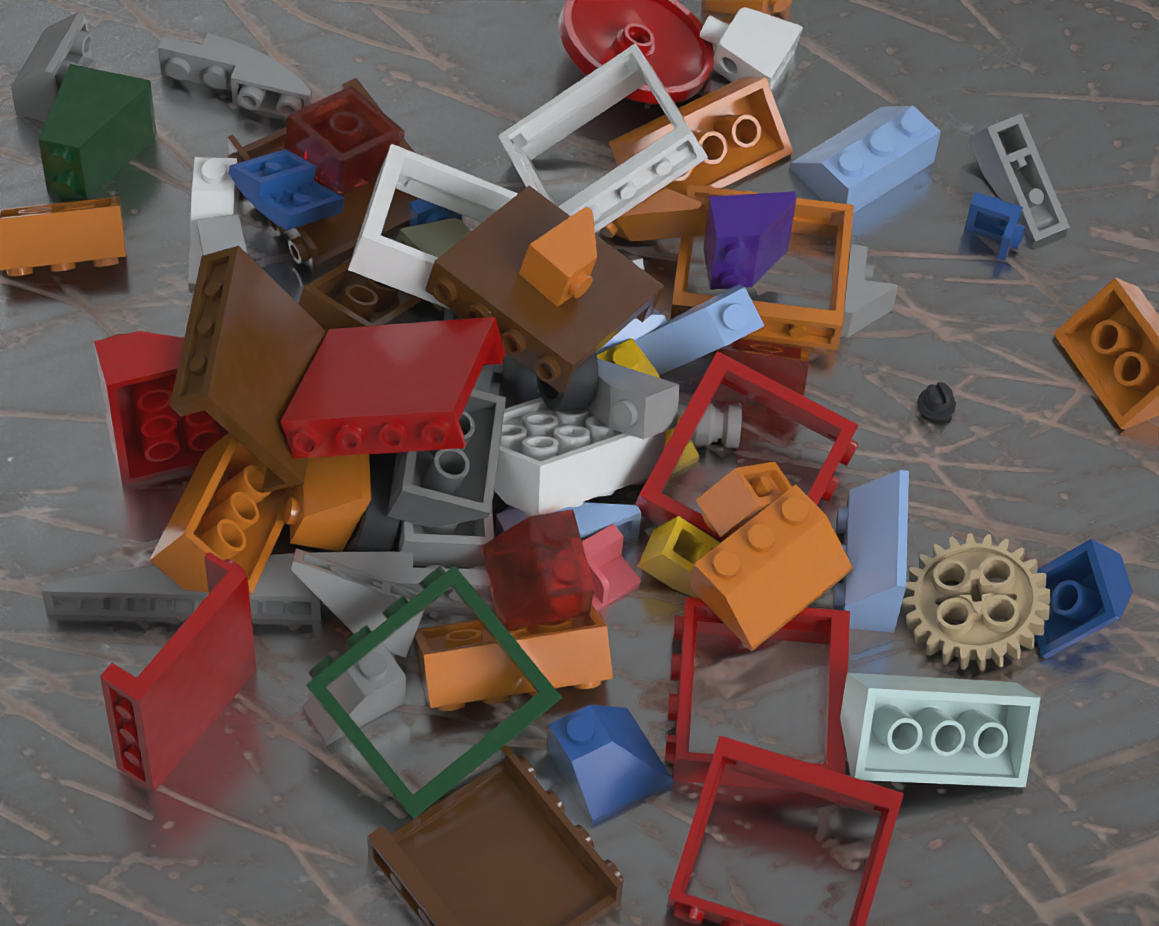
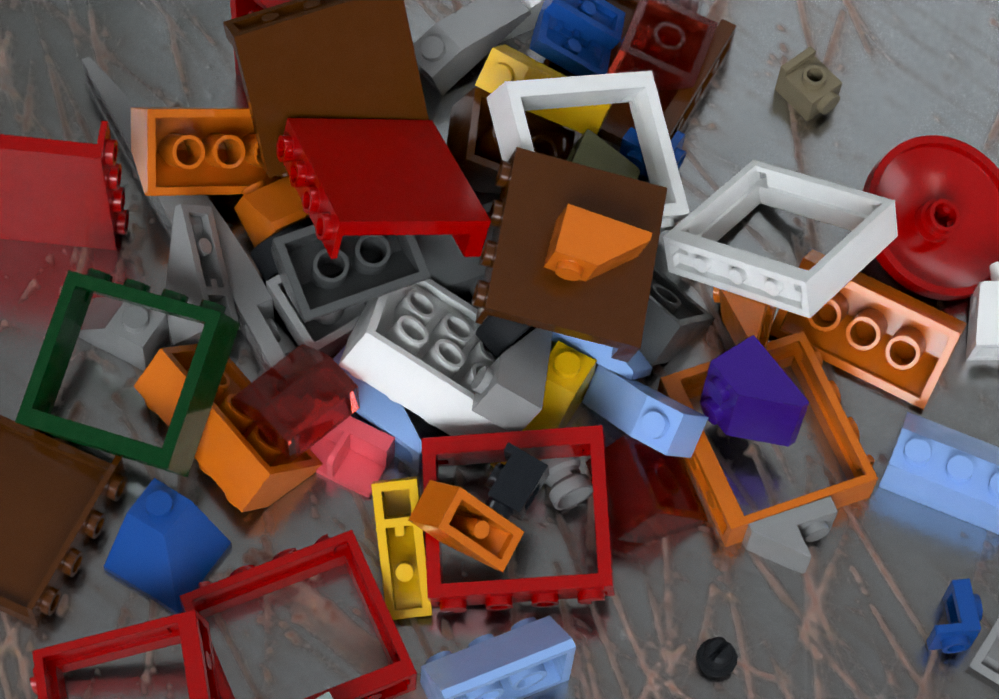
camera: 60 degrees right, 5 degrees up
(321, 248) = (511, 65): none -> yellow slope
(441, 65) = (808, 85): none -> dark tan brick
(735, 437) = (515, 483): none -> black brick
(771, 568) = (408, 580): orange slope -> none

